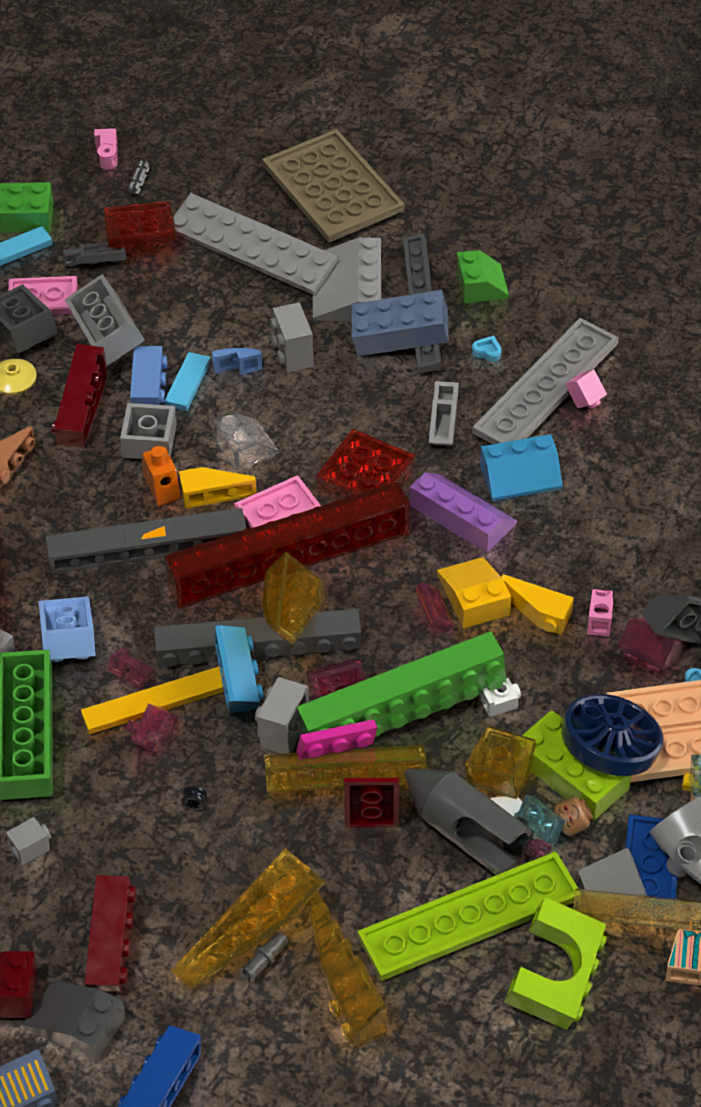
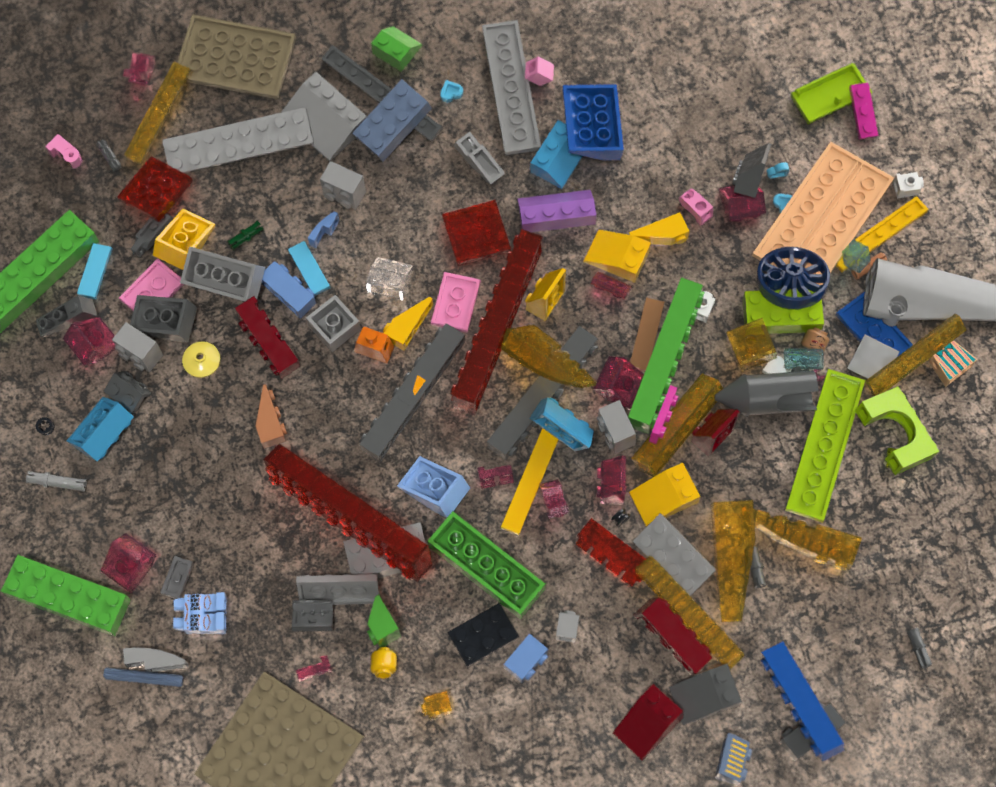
camera: 45 degrees left, 20 degrees up
(125, 273) = (181, 233): none -> yellow slope
(150, 934) = (693, 615): none -> clear yellow beam
(151, 824) = (609, 547): none -> clear red windscreen
(167, 315) = (245, 235): none -> dark green pin
(200, 873) = (675, 554): none -> light grey plate
(214, 173) = (157, 113): none -> clear yellow plate
(225, 761) = (613, 481): none -> clear pink slope
(244, 136) = (141, 68): none -> clear pink brick
(261, 817) = (665, 494): none -> yellow slope
(361, 559) = (546, 294): none -> yellow slope
(583, 461) = (593, 121): none -> blue slope

